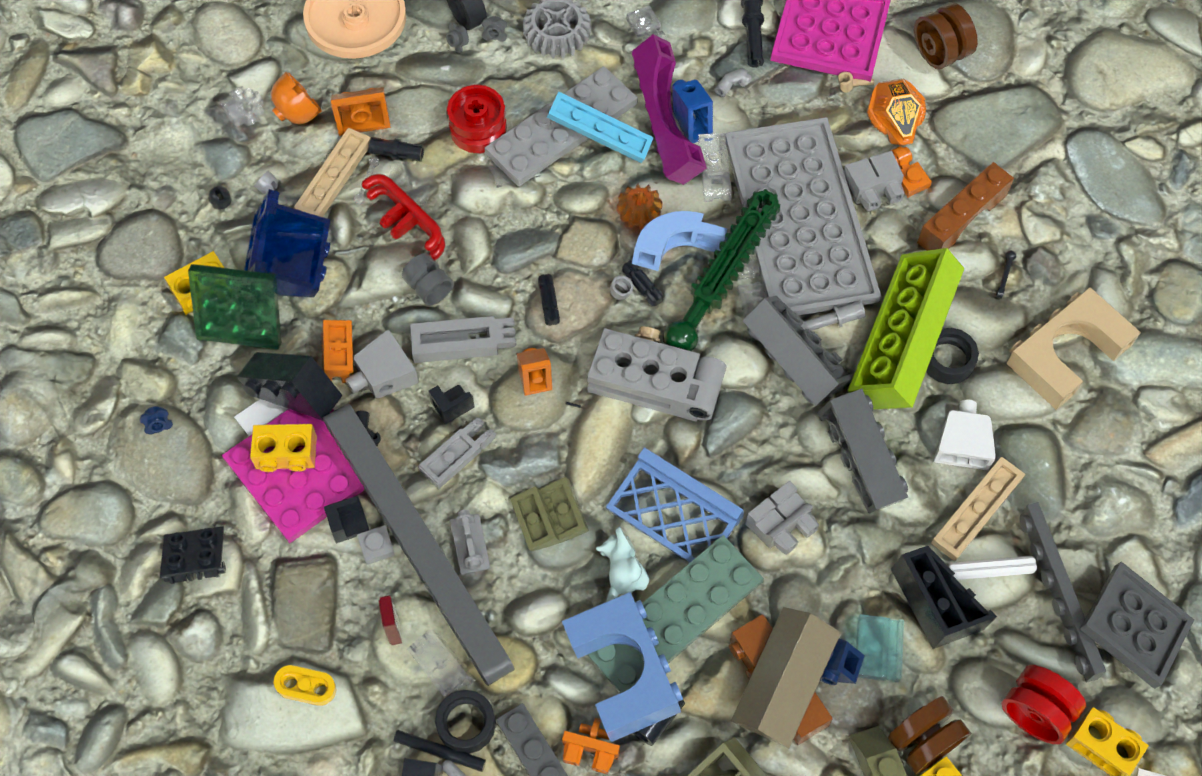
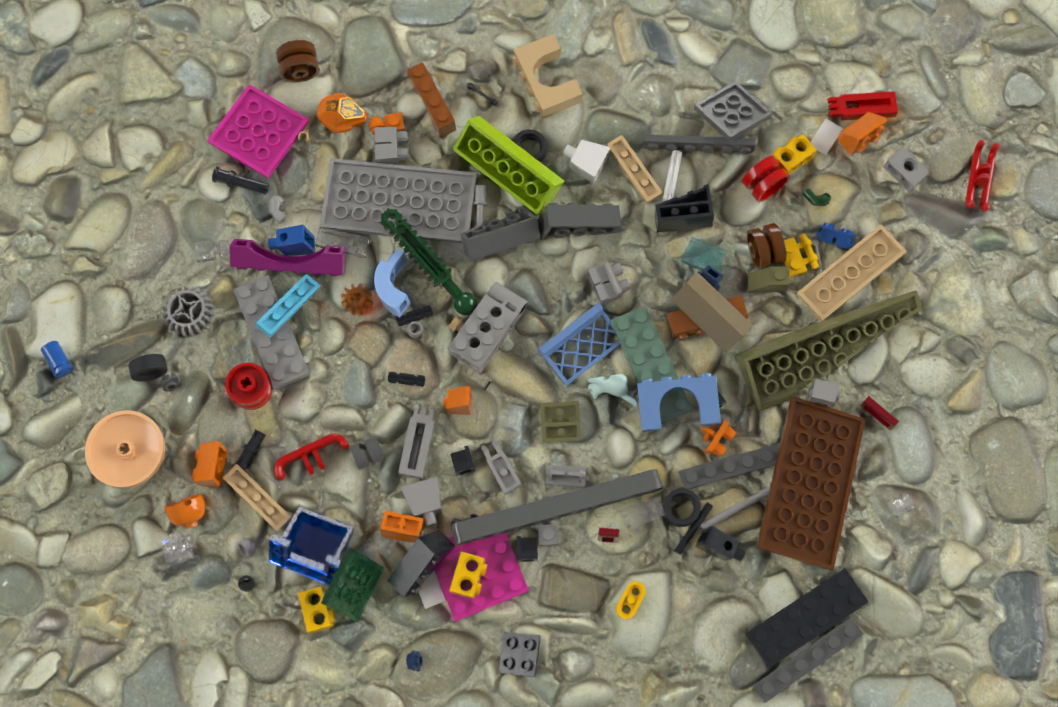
camera: 70 degrees left, 10 degrees up
(497, 24) = (173, 354): dark grey plate -> none

